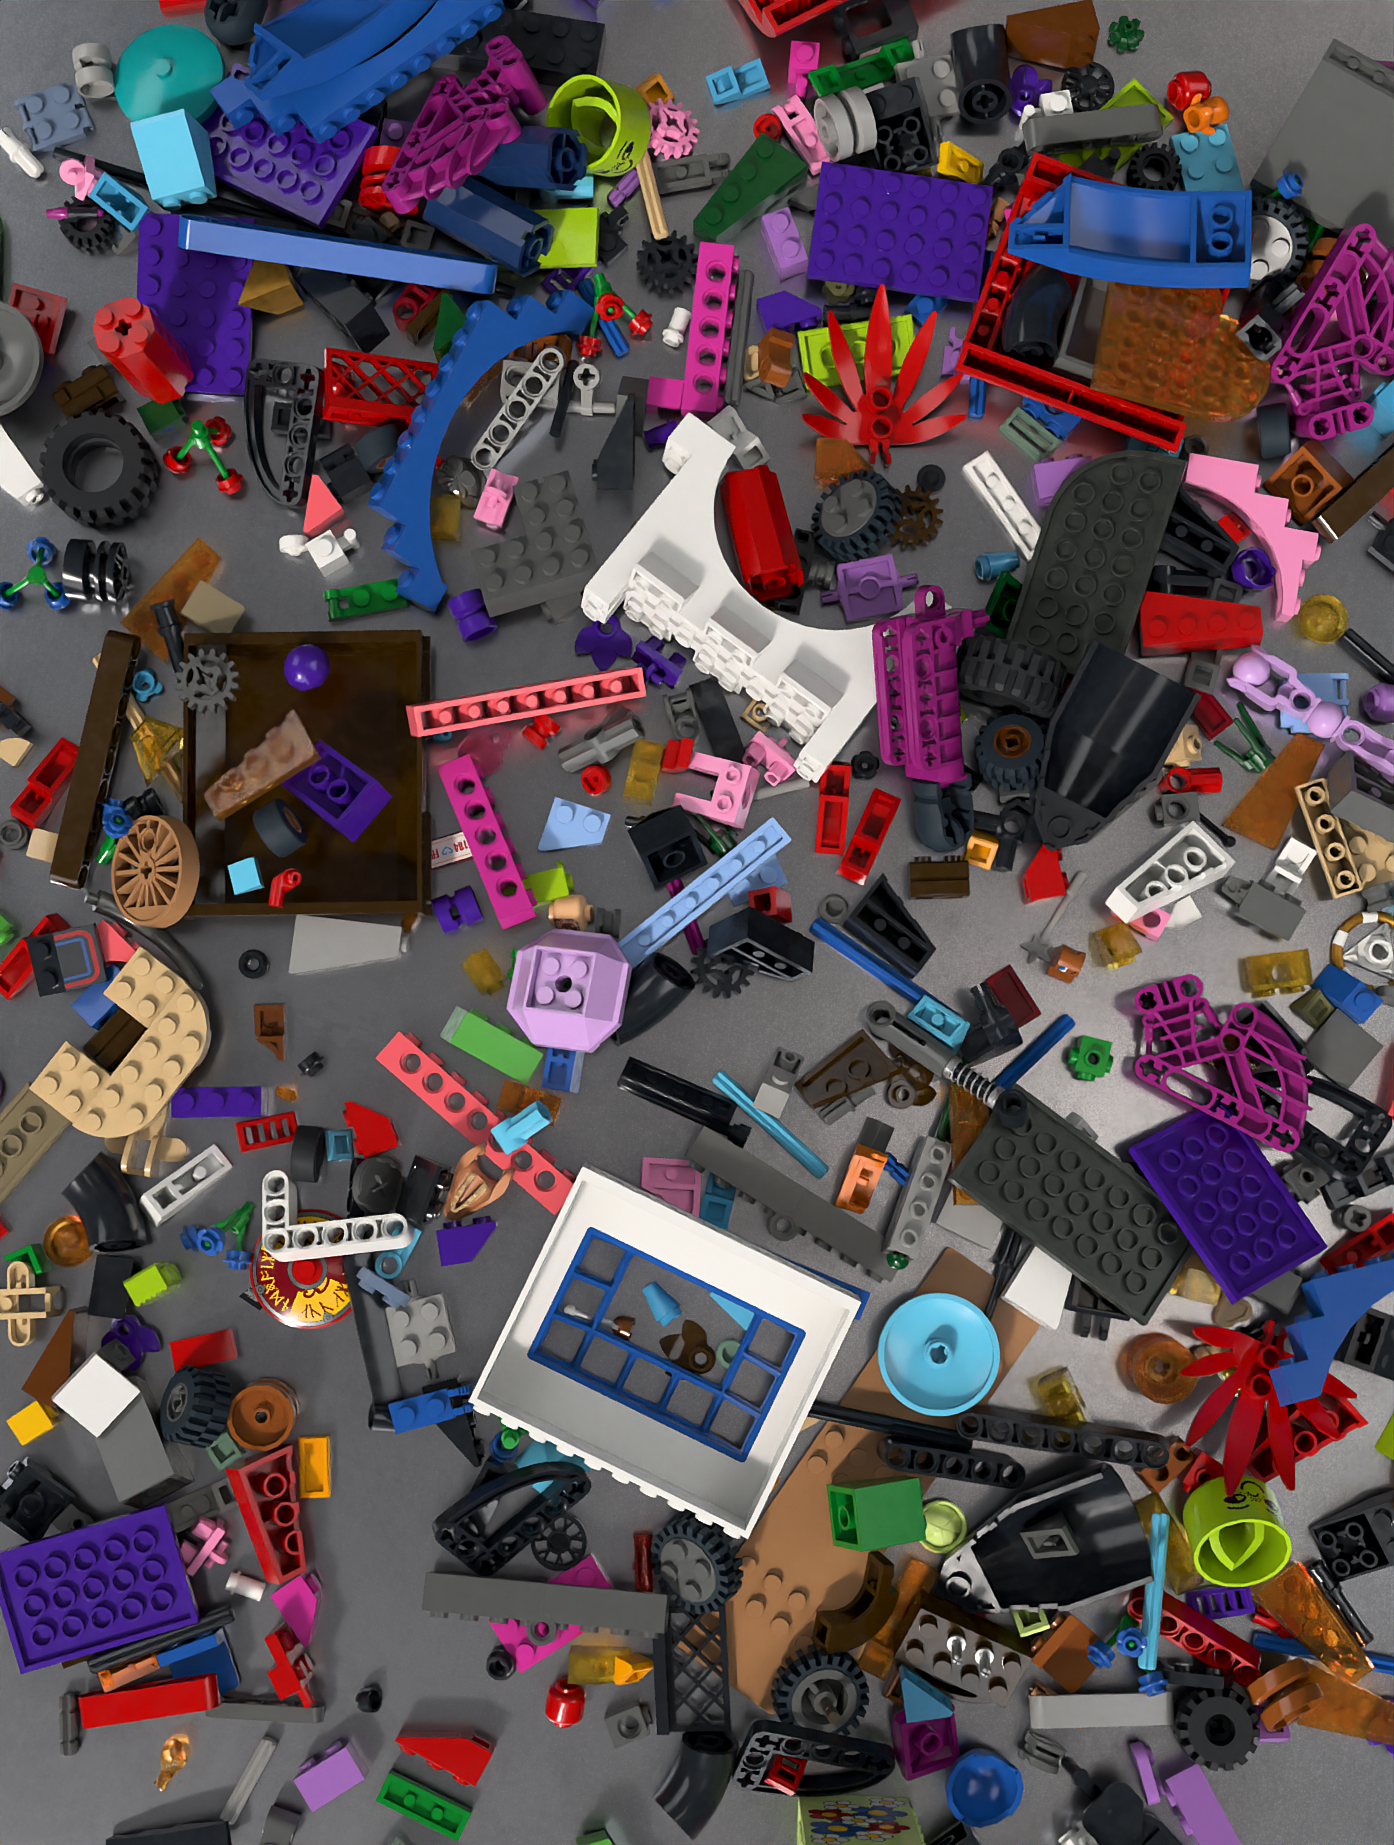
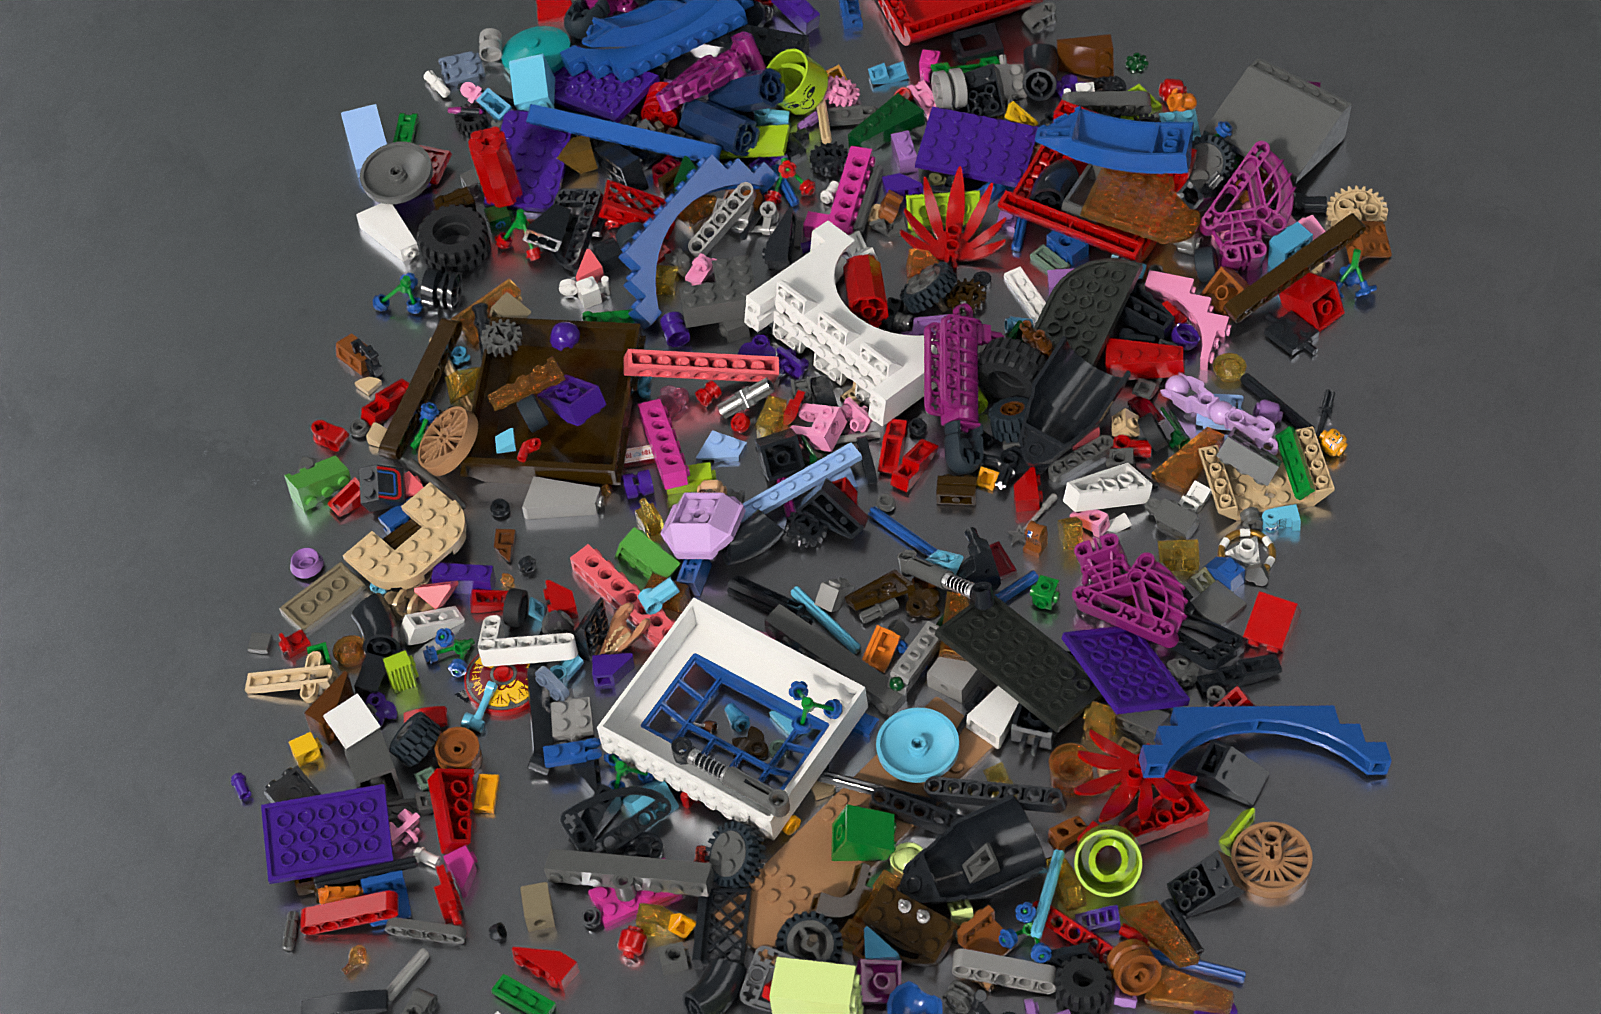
camera: 10 degrees right, 30 degrees down
(181, 1136) = (436, 593): none -> coral slope
(249, 443) = (548, 228): none -> black slope
(277, 1347) = (475, 721): none -> medium azure brick
(330, 1775) = (463, 972): medium lavender brick -> none
(420, 1660) = (537, 906): none -> dark tan piece
(686, 1482) = (732, 778): none -> piece
(780, 1379) = (802, 723): none -> blue plant
(796, 833) = (867, 461): none -> black beam
(890, 929) = (919, 512): black wedge -> none
(1047, 636) = (1036, 339): none -> reddish brown pin
(1223, 758) = (1153, 431): none -> black tyre

